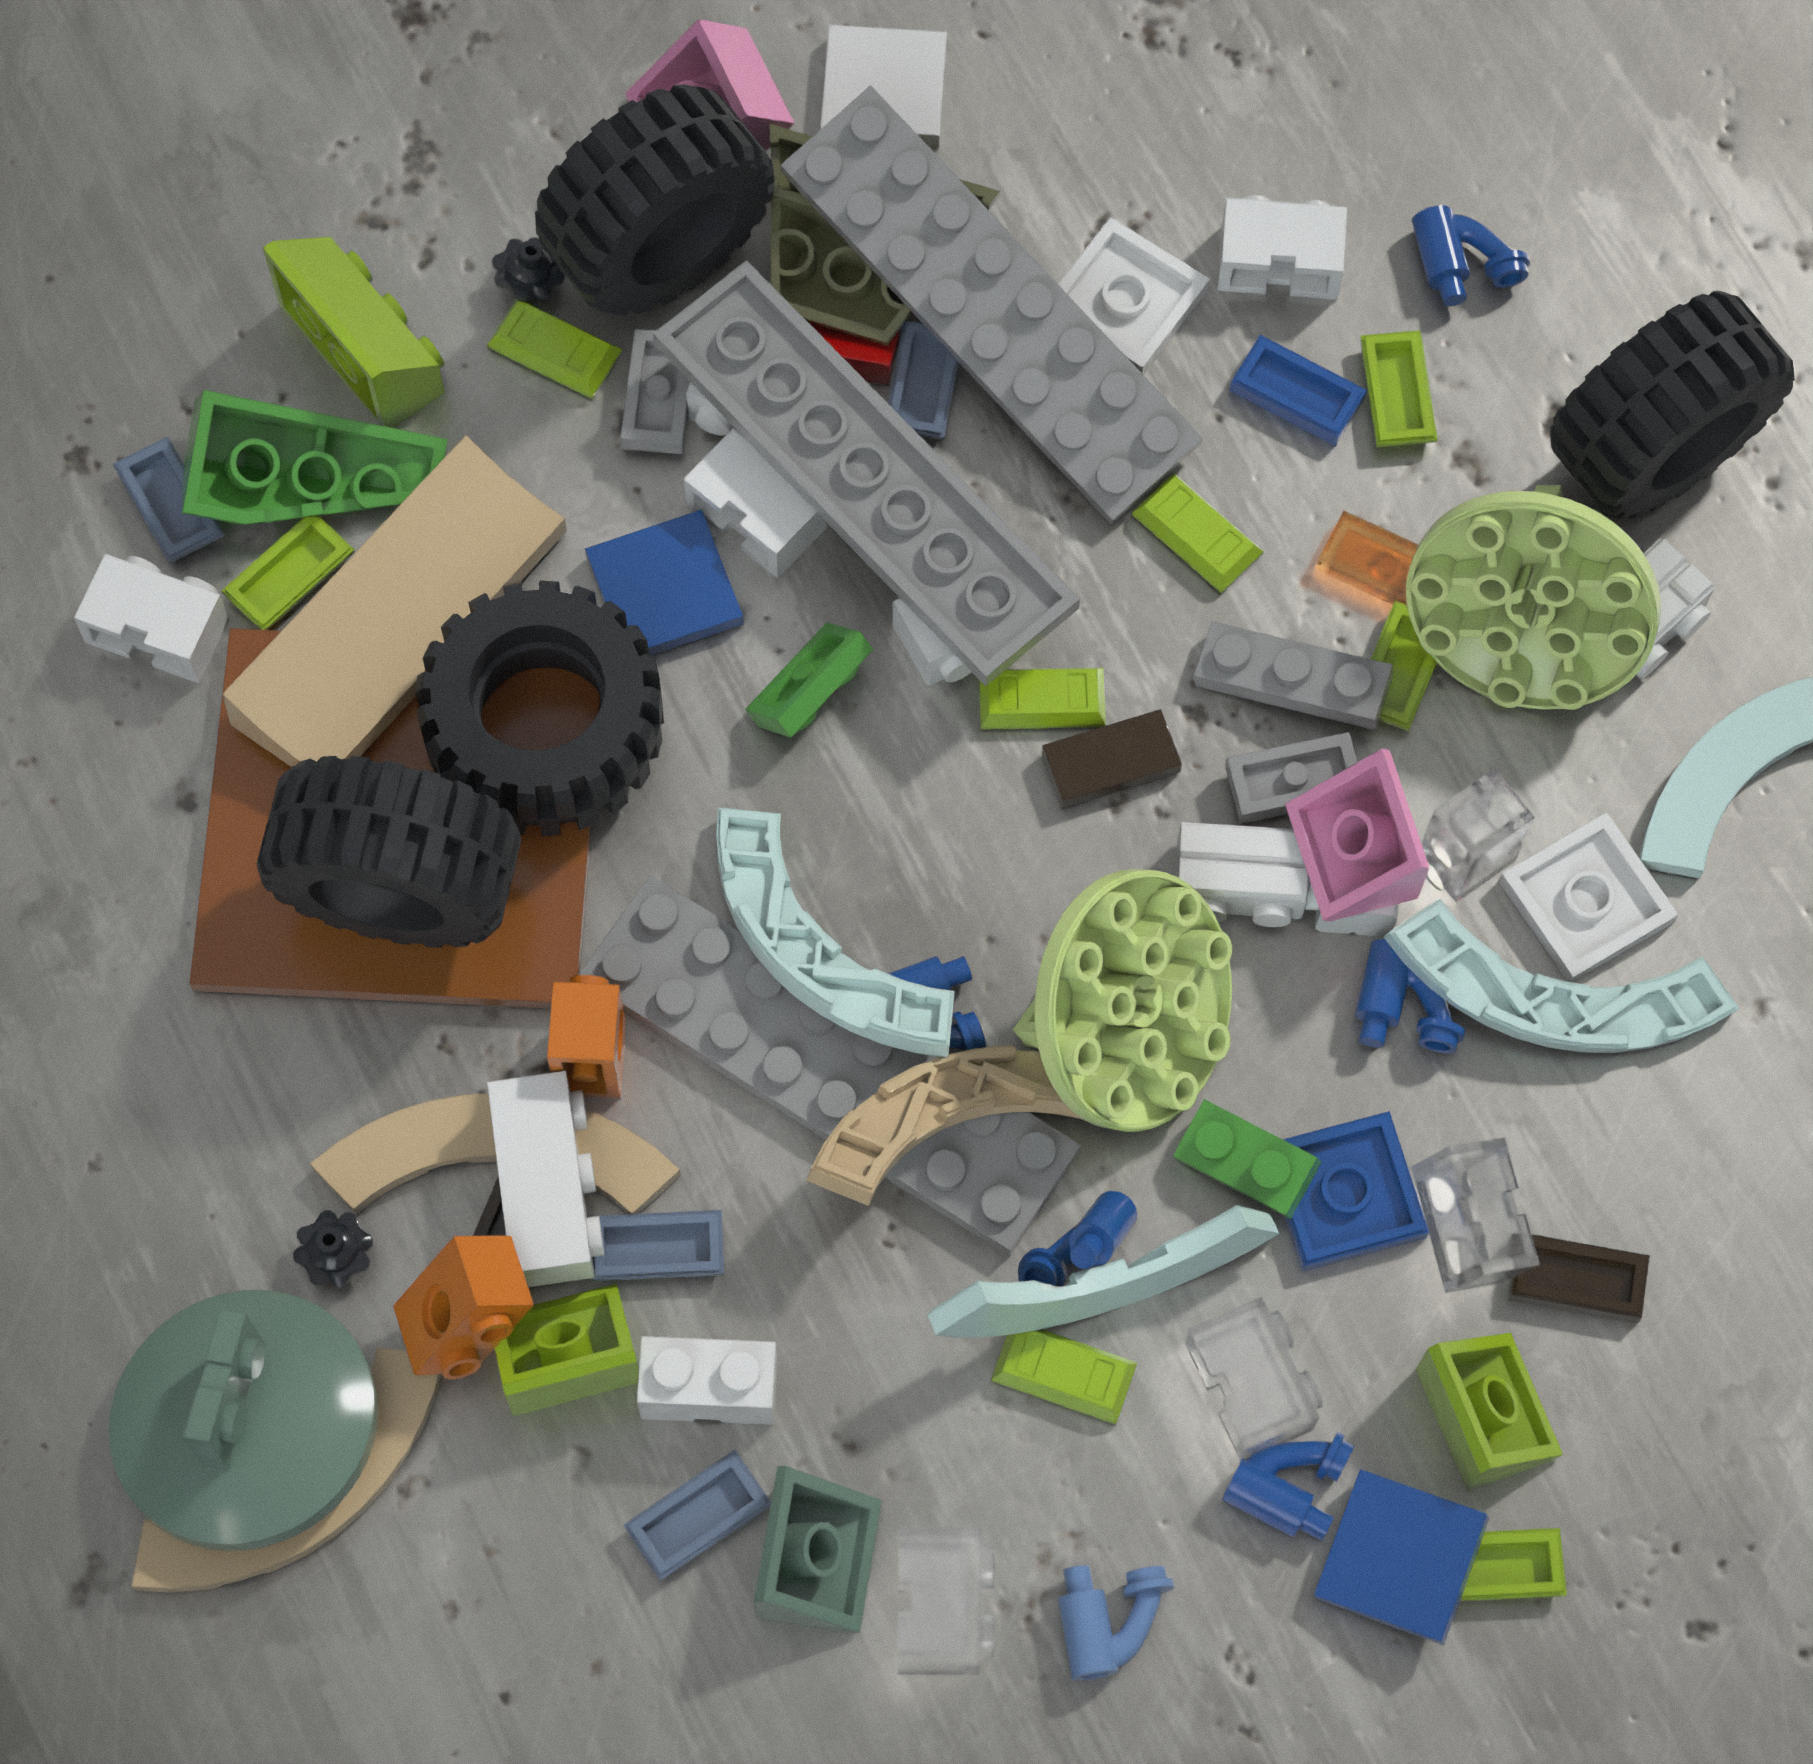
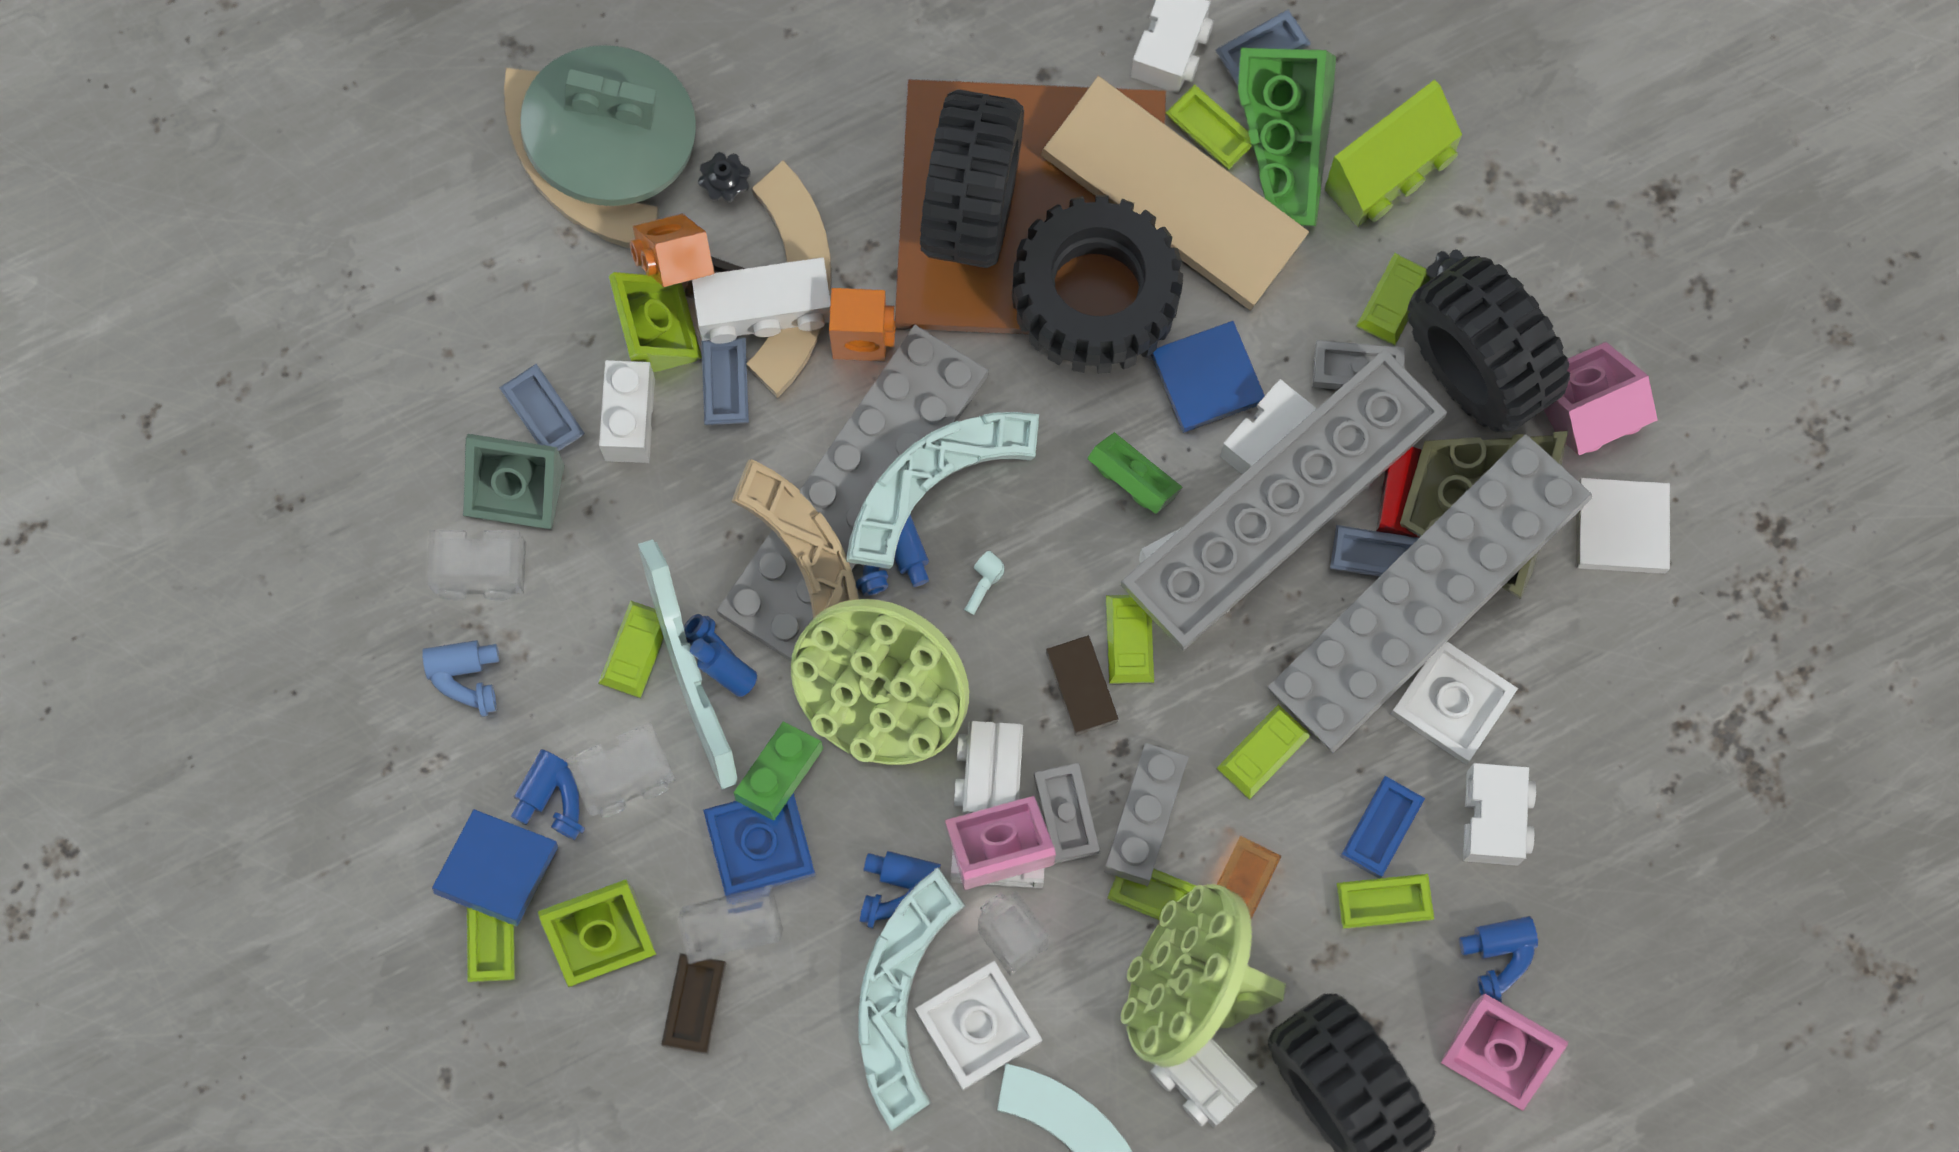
camera: 90 degrees right, 5 degrees up
(948, 873) = (992, 570): none -> light aqua hand
(1589, 254) = (1503, 1051): none -> bright pink slope

